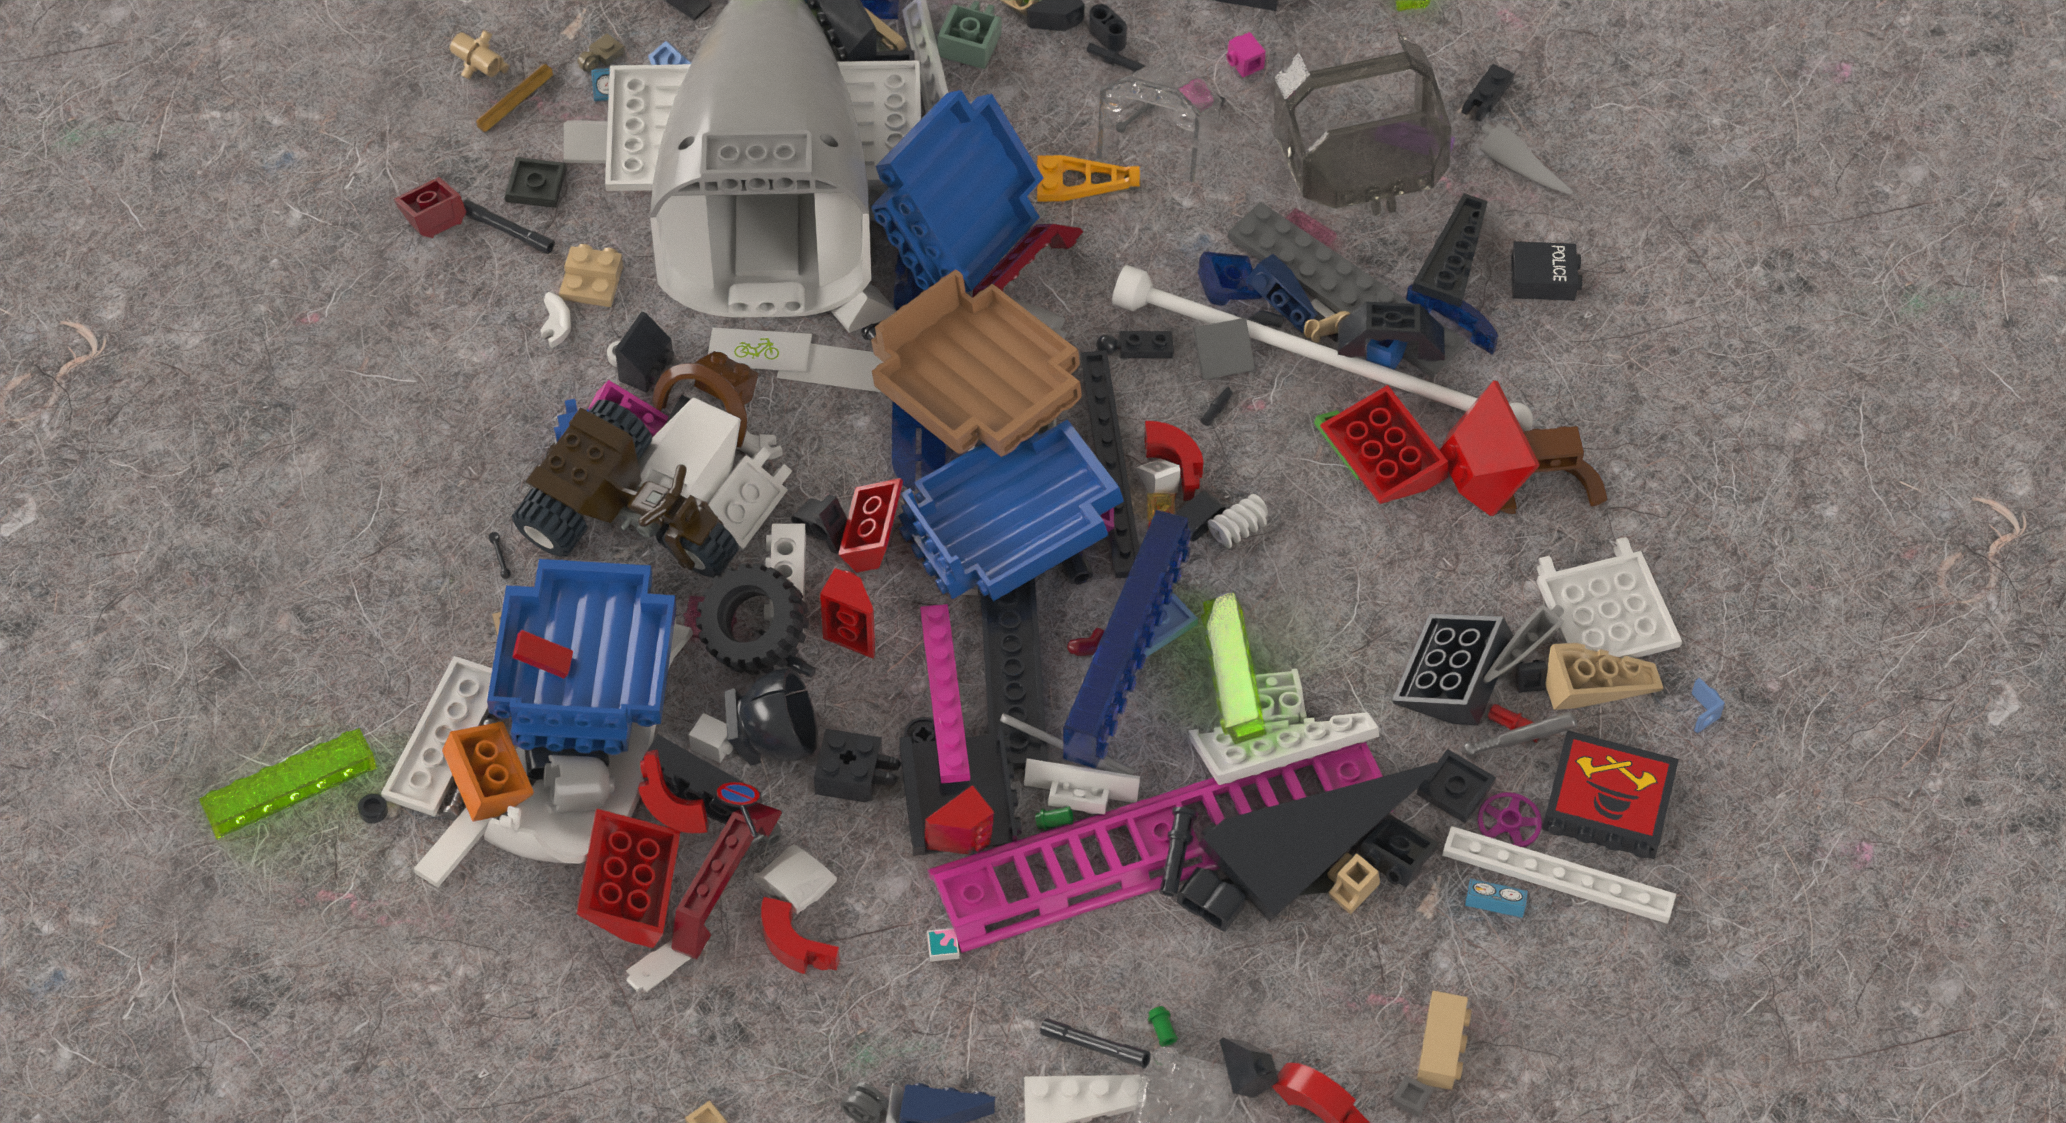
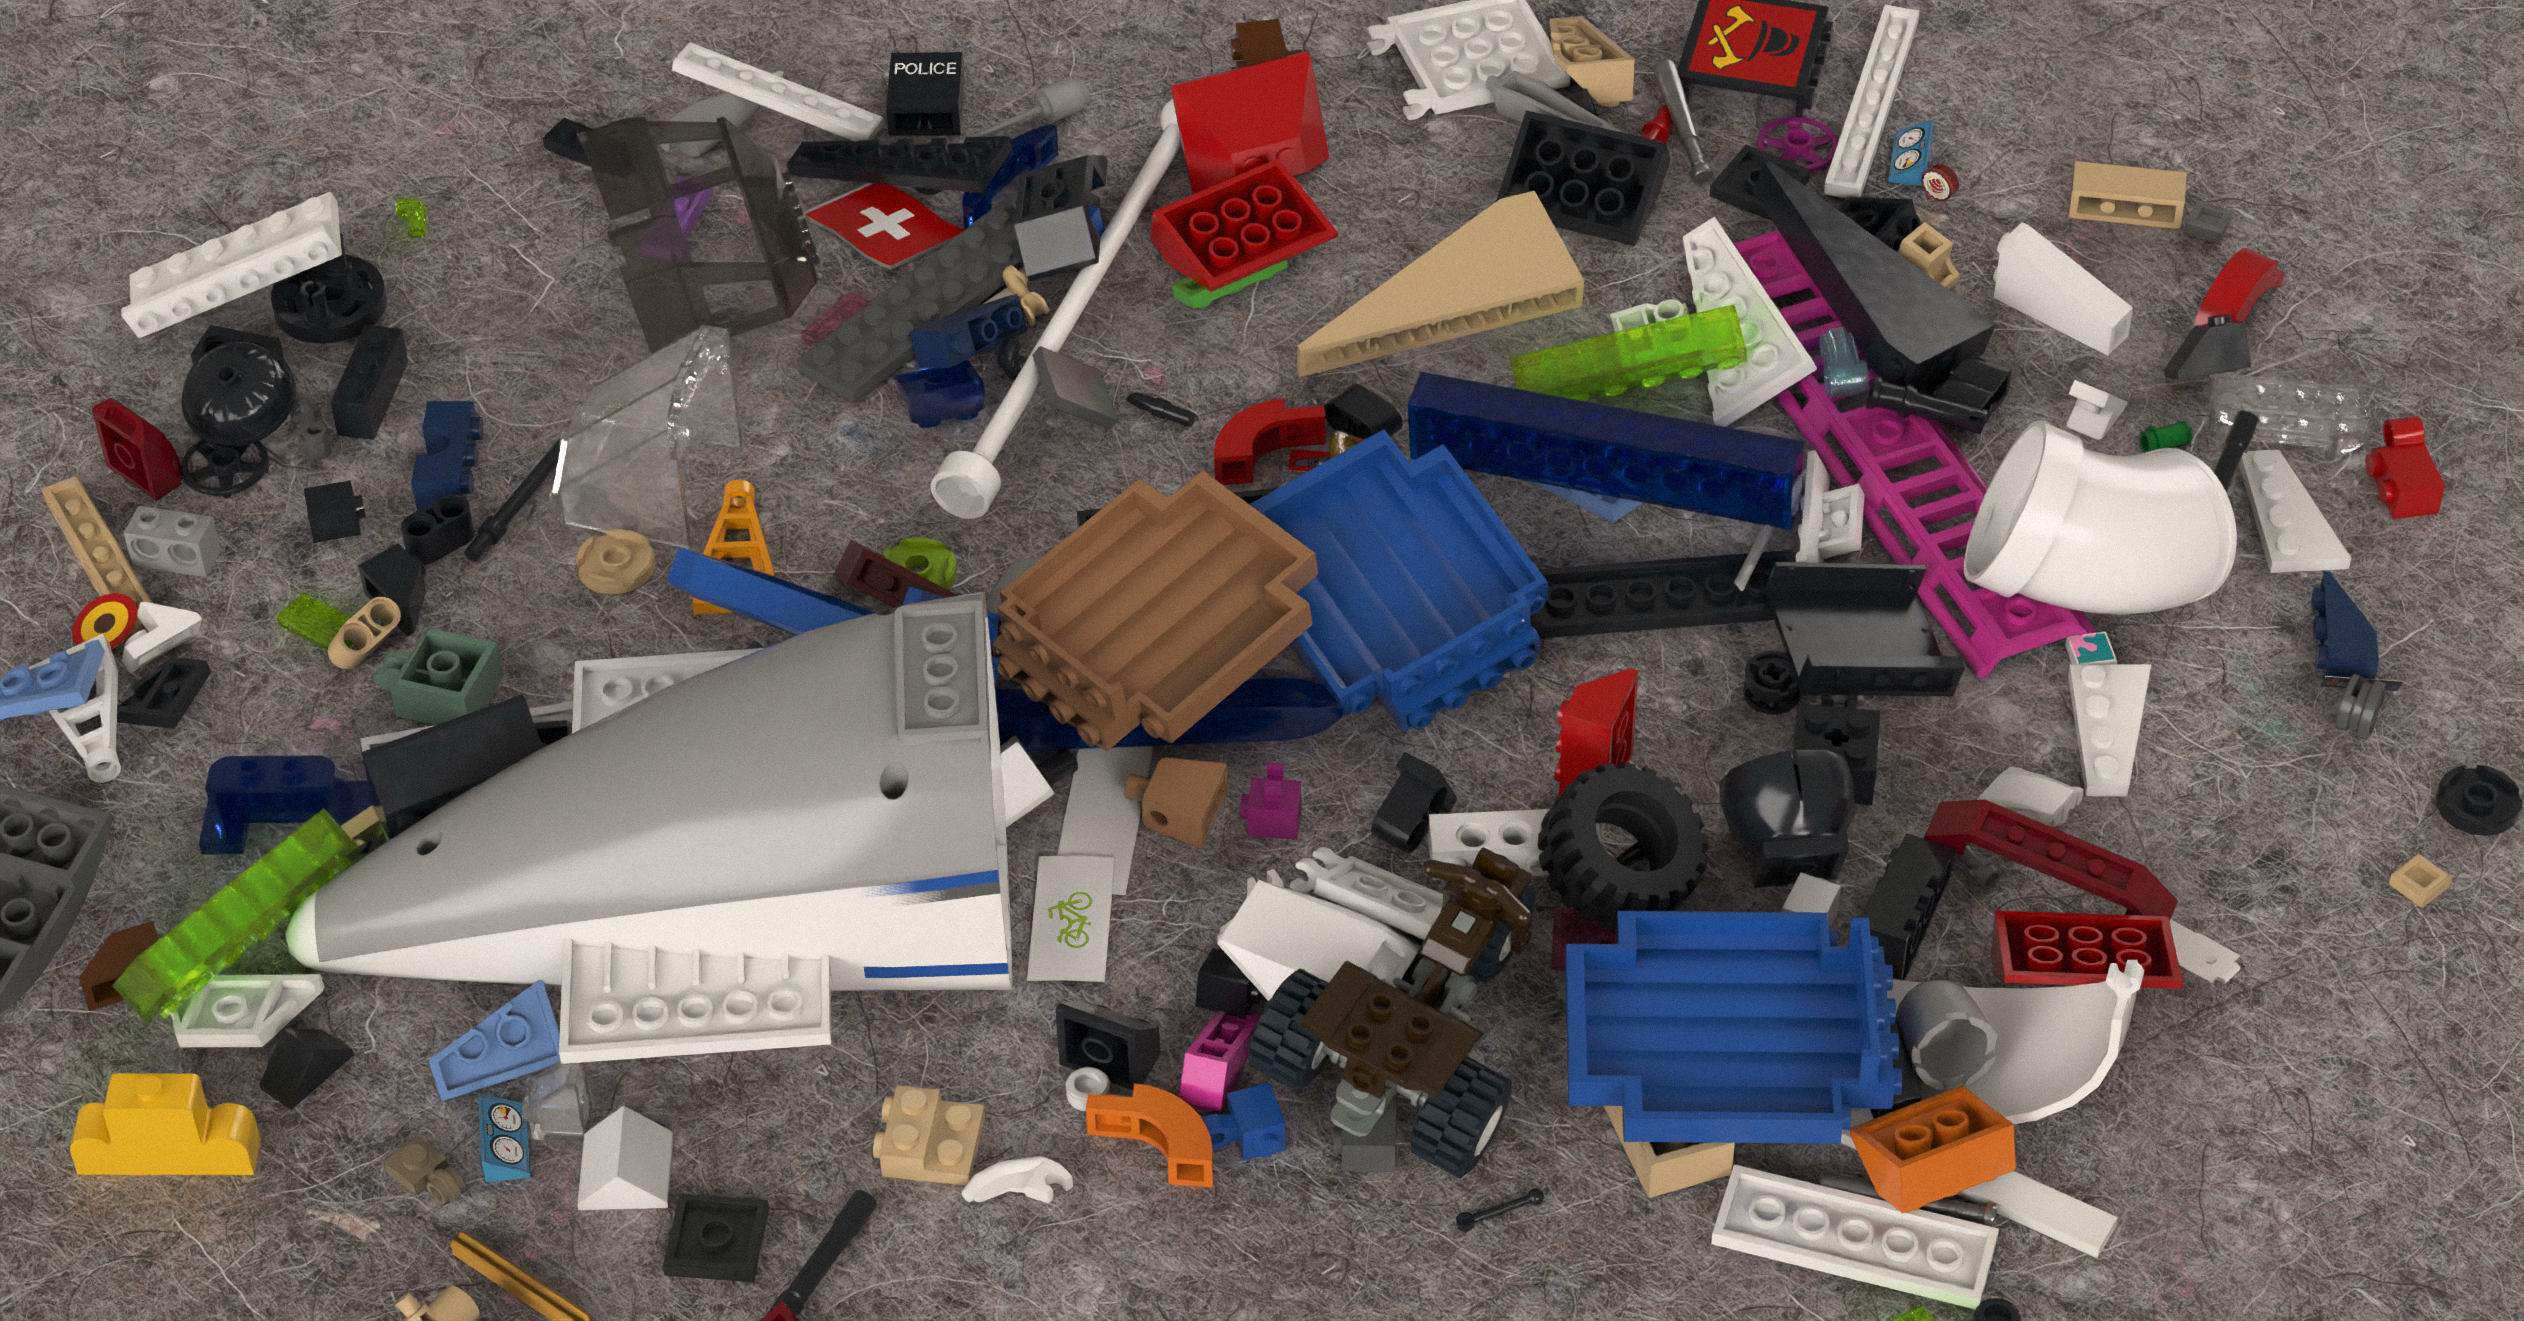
camera: 90 degrees left, 10 degrees down
(542, 654) = (1747, 1060): red tile -> none
(579, 386) = (1161, 1121): none -> orange arch
(672, 811) = (1955, 914): red arch -> none
(717, 376) = (1158, 935): reddish brown piece -> none
(741, 796) = (1941, 833): piece -> none
(789, 946) = (2126, 810): red arch -> none
(830, 449) = (1272, 805): none -> magenta brick
(843, 401) = (1181, 798): none -> medium nougat torso
(870, 524) = (1429, 722): red slope -> none
(882, 946) = (2107, 722): none -> white wing
(944, 694) = (1712, 646): dark pink plate -> none
(960, 825) = (1937, 594): red slope -> none
(999, 915) = (2101, 527): none -> white cylinder
(1054, 818) = (1877, 542): green pin -> none
(1067, 283) = (928, 553): none -> lime tile
(1079, 119) = (615, 562): none -> tan tile
(1085, 646) = (1586, 521): dark red arm -> none
(1139, 344) = (1057, 487): black plate -> none
(1159, 32) = (451, 448): none -> dark blue arch
(1160, 476) = (1298, 449): white slope -> none
(1196, 980) = (2094, 410): none -> white slope
(1211, 800) = (1842, 368): none -> clear light blue piece
(1239, 521) = (1371, 367): white piece -> none
(1246, 54) = (506, 379): dark pink brick -> none
(1316, 967) = (2058, 291): none -> white slope
(1340, 594) = (1481, 277): none -> tan slope
(1404, 252) = (895, 226): none -> flag
(1456, 908) = (1940, 182): none -> tile
(1536, 183) = (777, 93): none -> white tile

